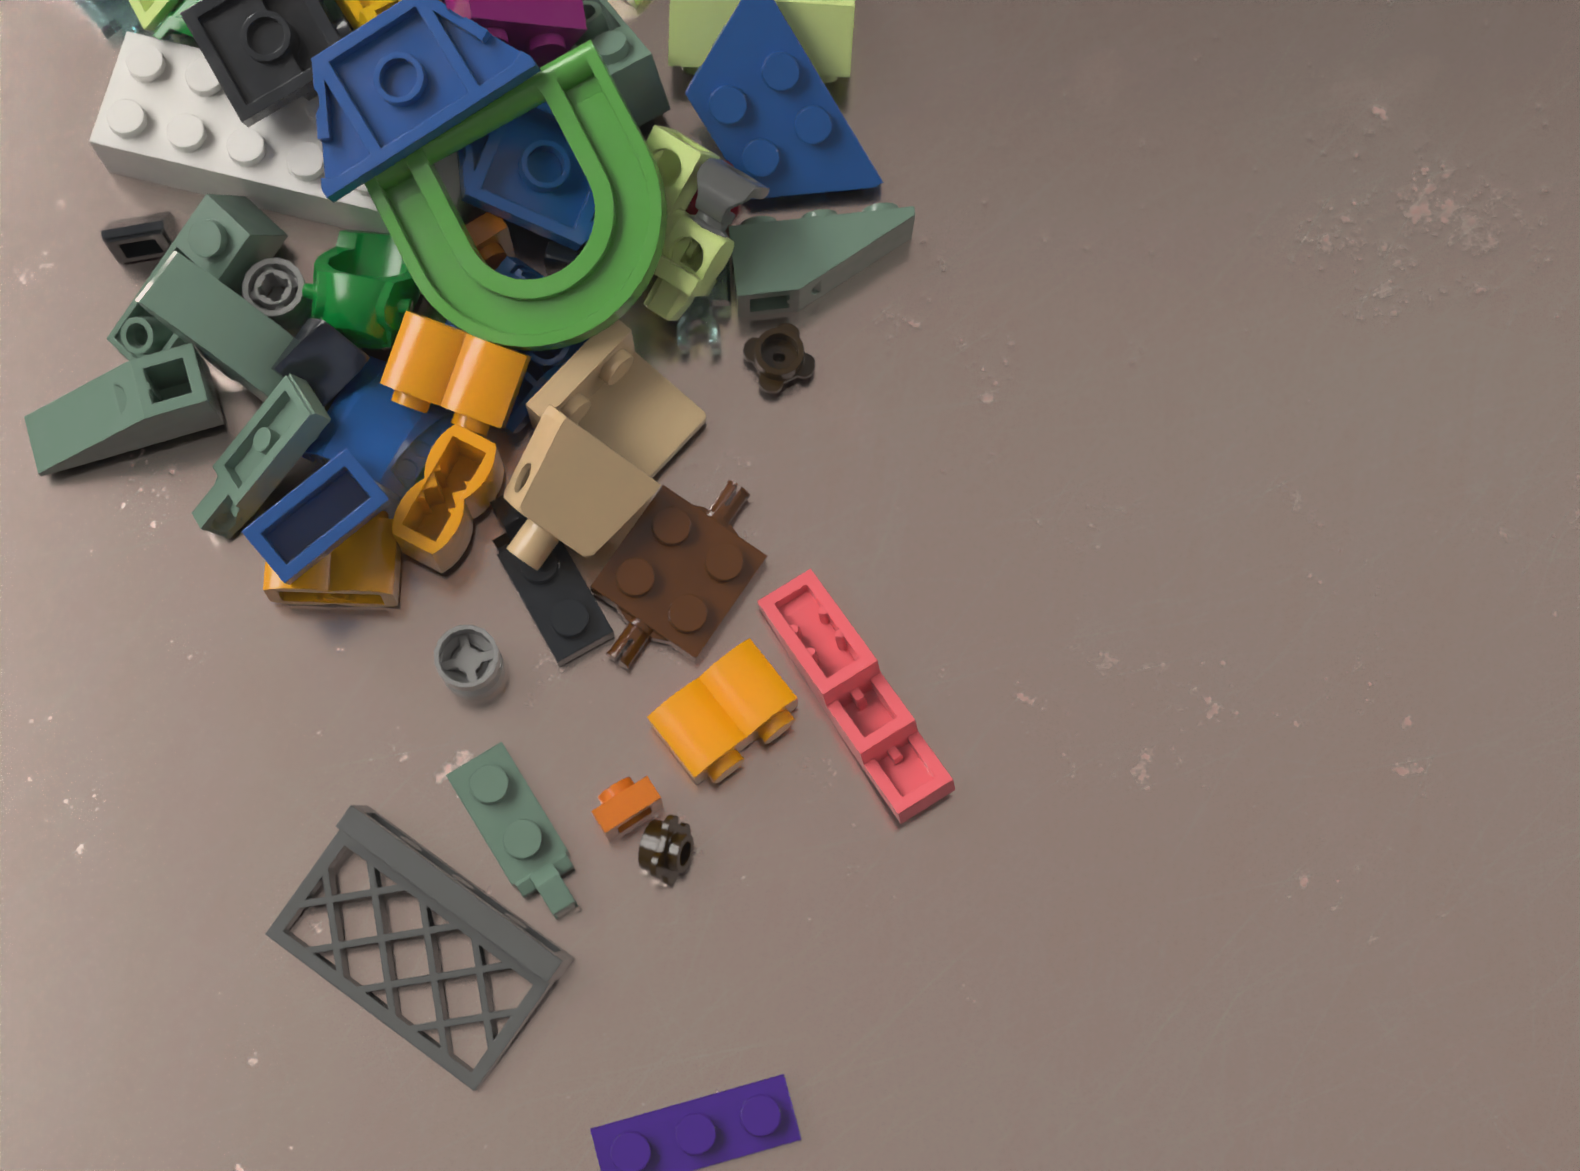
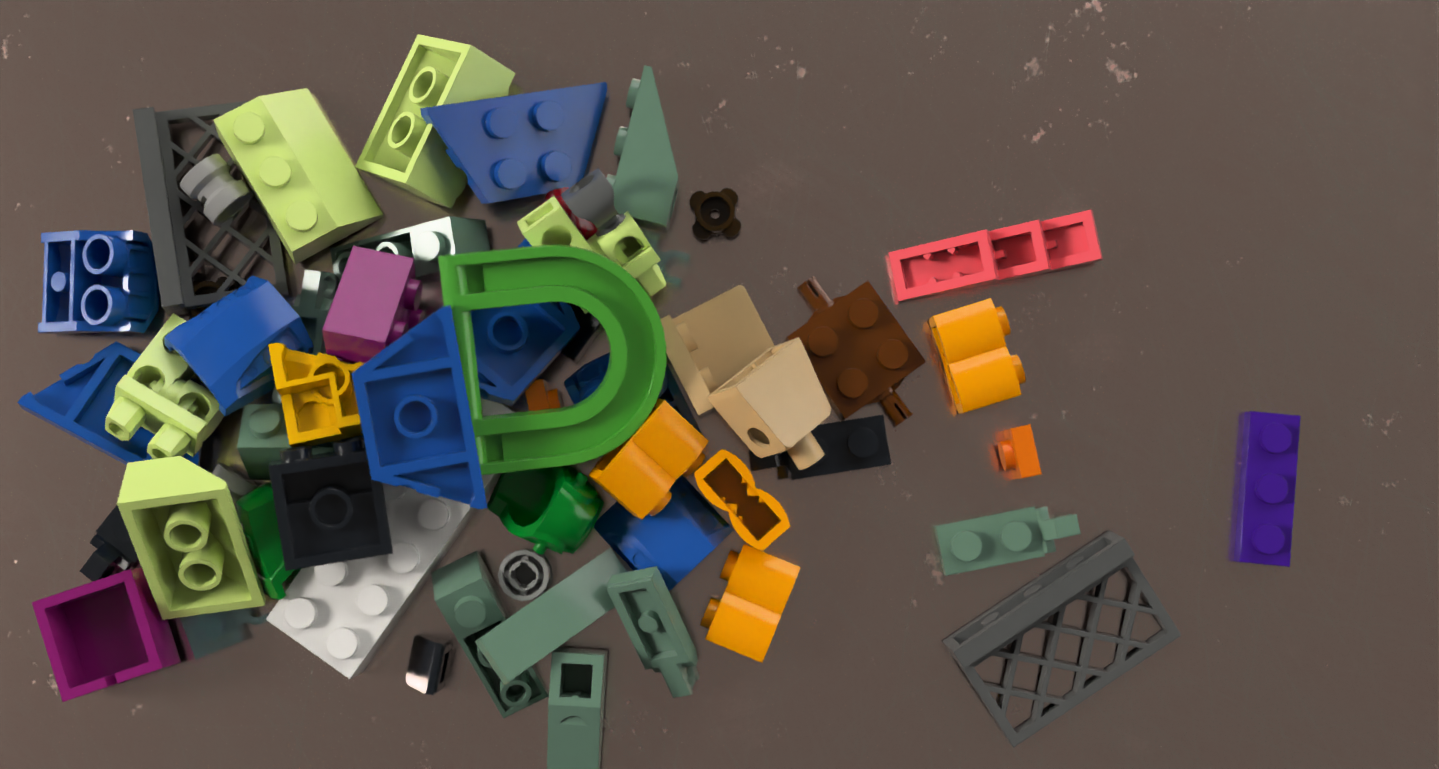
camera: 65 degrees left, 10 degrees up
(316, 517) = (736, 602): blue brick -> none
(321, 358) = (599, 558): black slope -> none
(465, 650) = (877, 529): light grey wheel -> none
(666, 848) = (1060, 435): dark brown plate -> none

